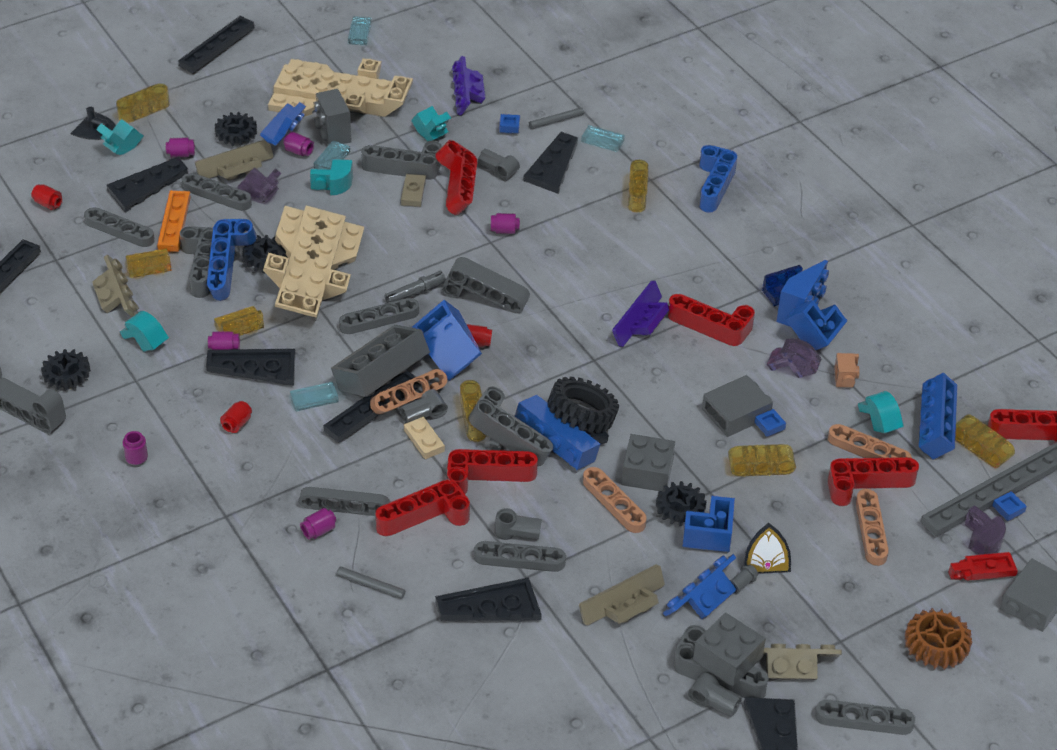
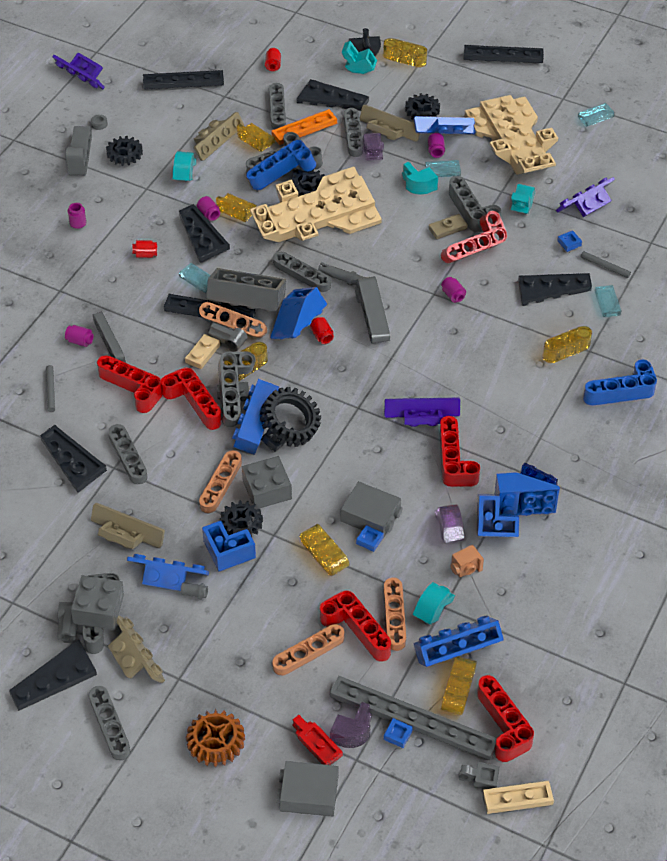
camera: 60 degrees right, 5 degrees up
(180, 147) = (378, 92): magenta brick -> none
(332, 117) = (474, 145): dark grey brick -> none
(502, 166) = (517, 256): dark grey piece -> none
(510, 524) = (151, 437): dark grey piece -> none
(768, 551) = (223, 590): shield -> none

